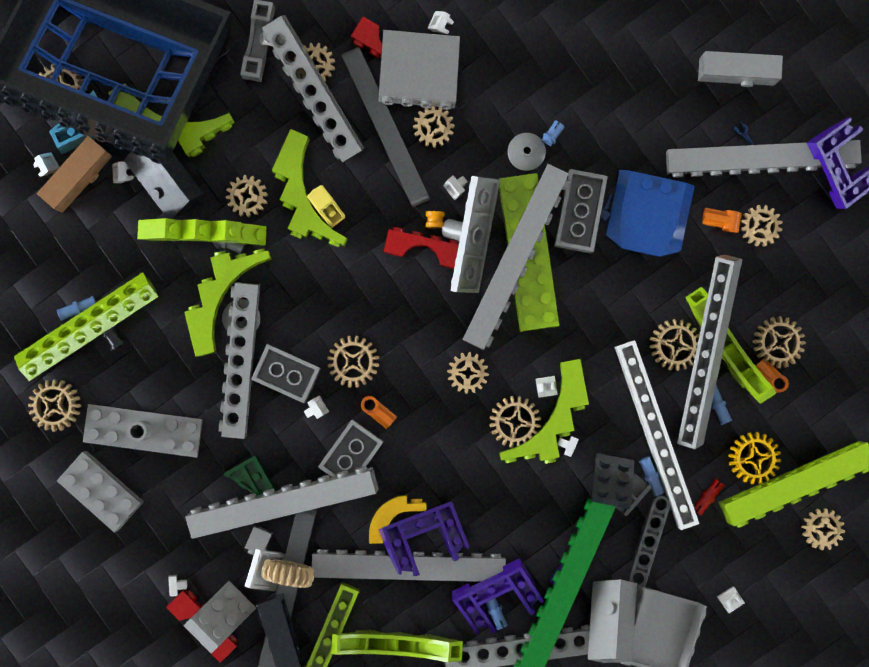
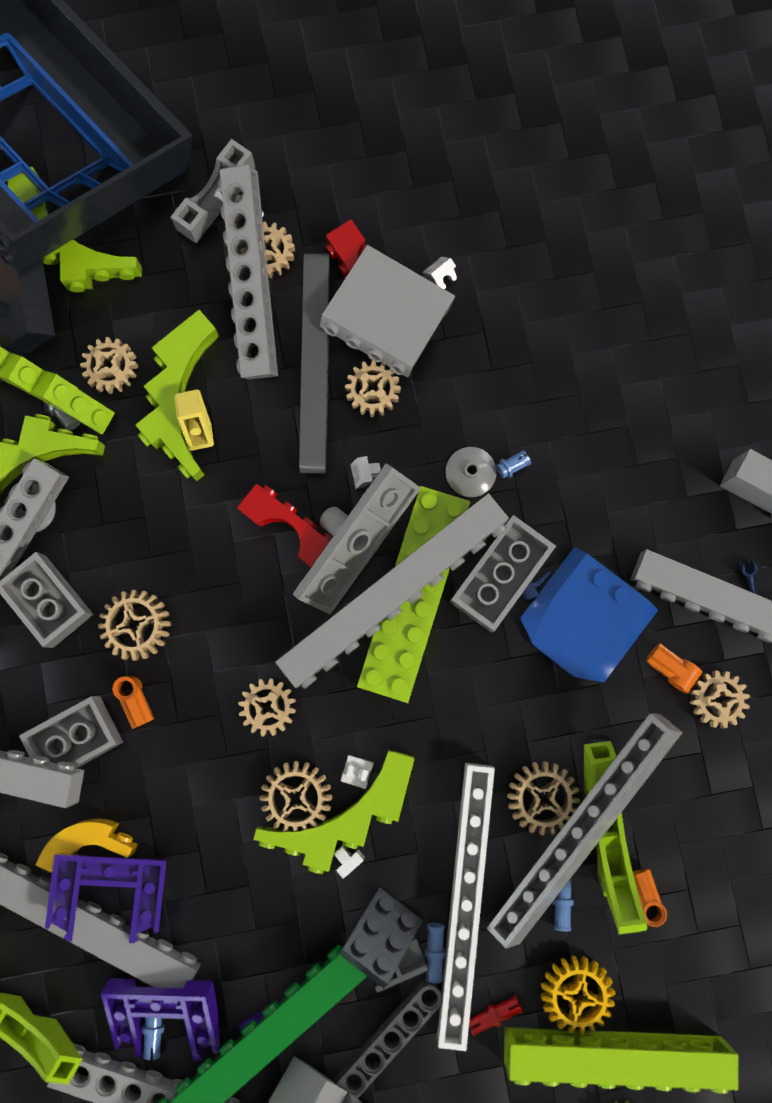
camera: 25 degrees right, 5 degrees down
(316, 408) = (61, 660): white tile -> none
(435, 219) = (319, 499): light orange wheel -> none
(793, 332) = (698, 856): tan gear -> none

